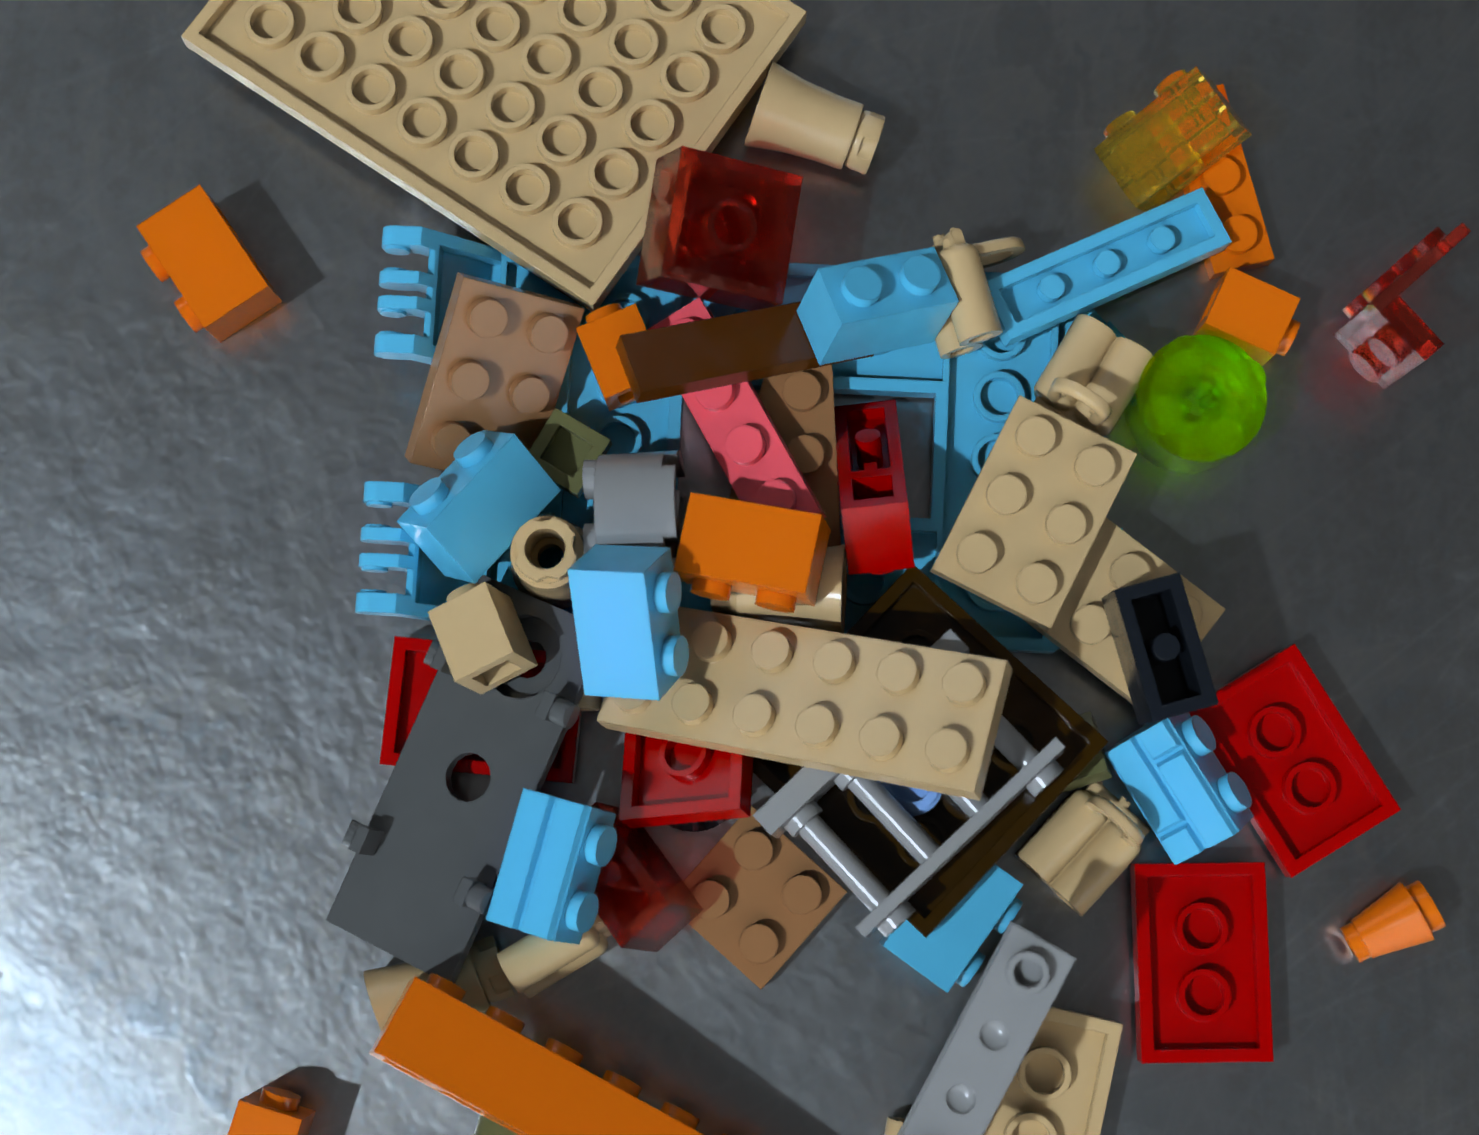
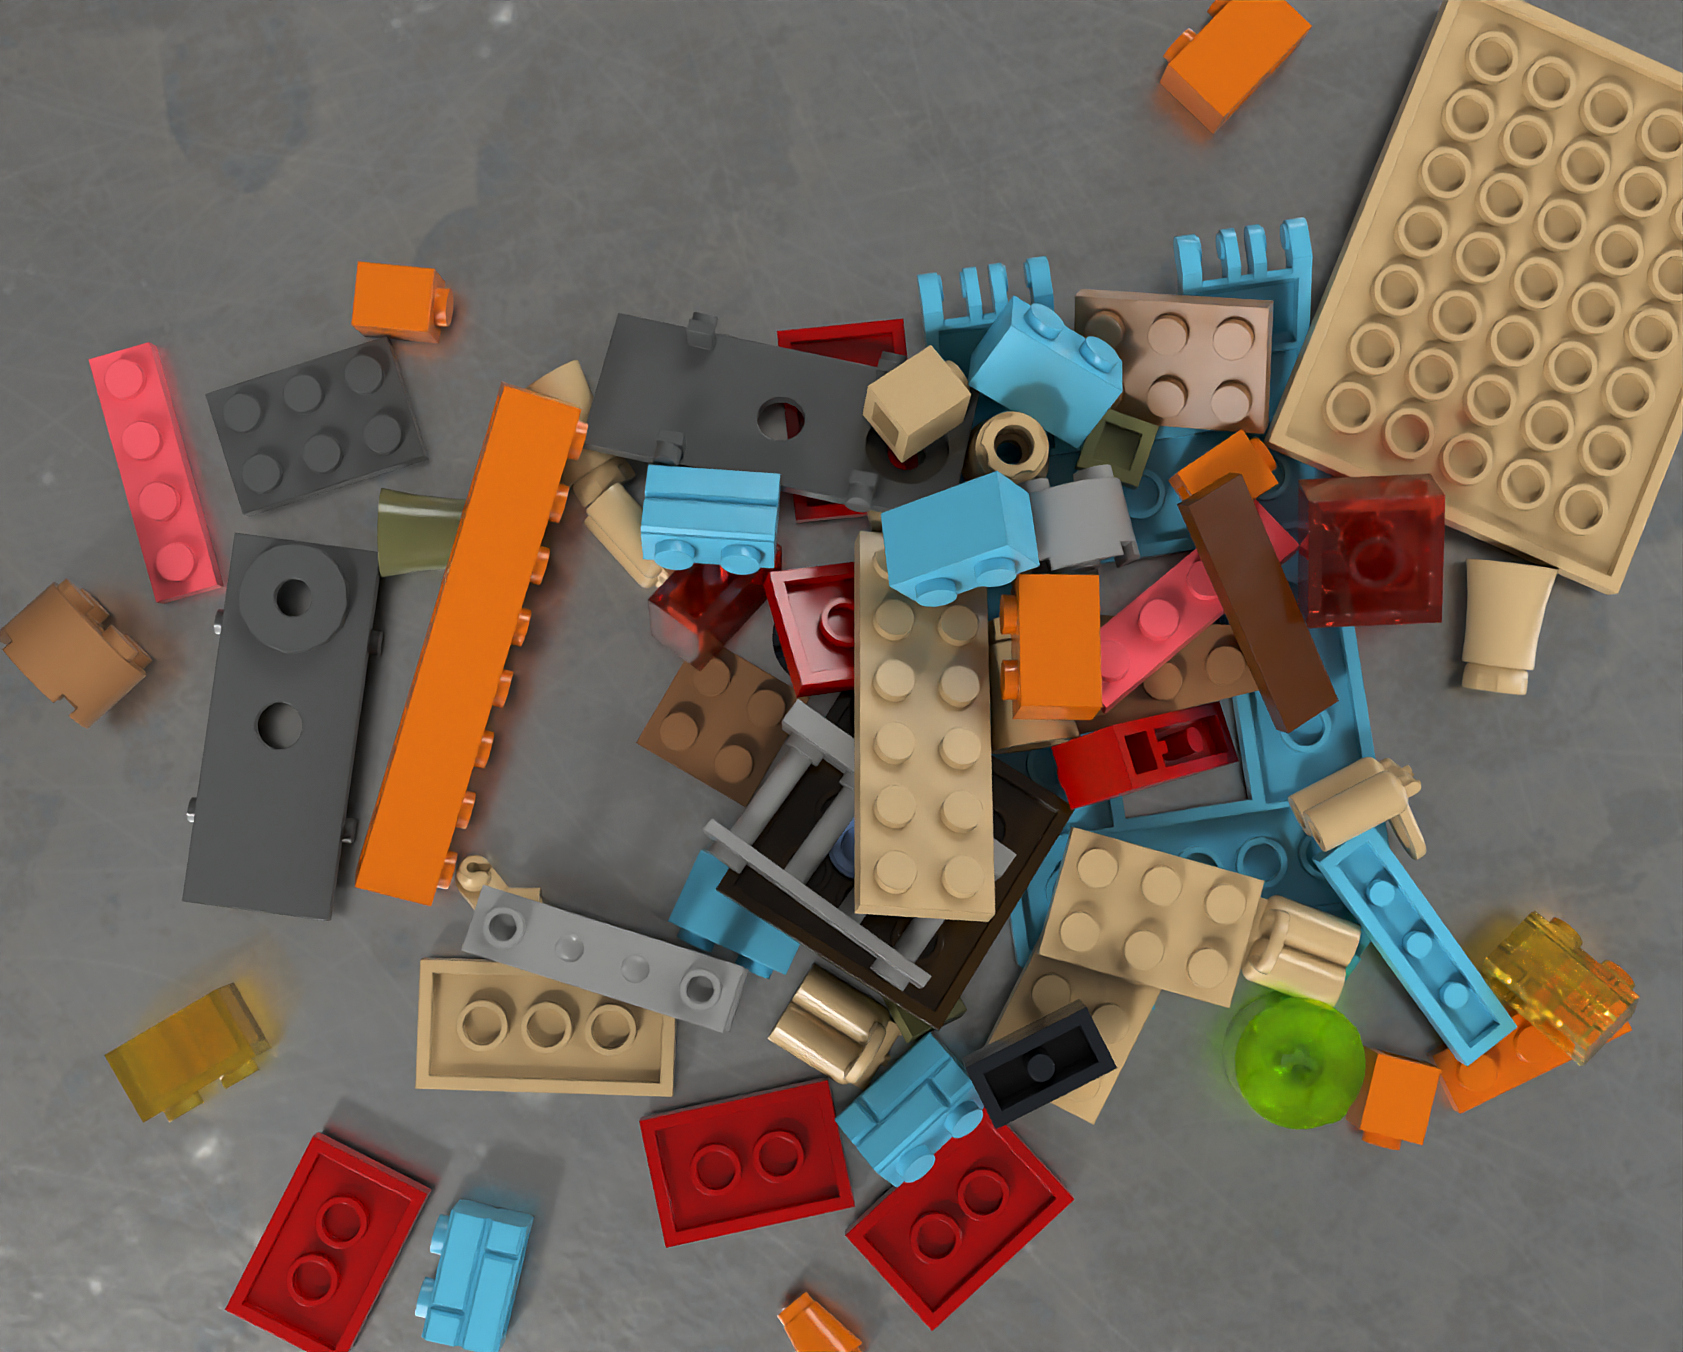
camera: 75 degrees right, 5 degrees up
(876, 305) = (1325, 721): medium azure brick -> none
(1383, 331) = (1406, 1233): clear red bracket -> none

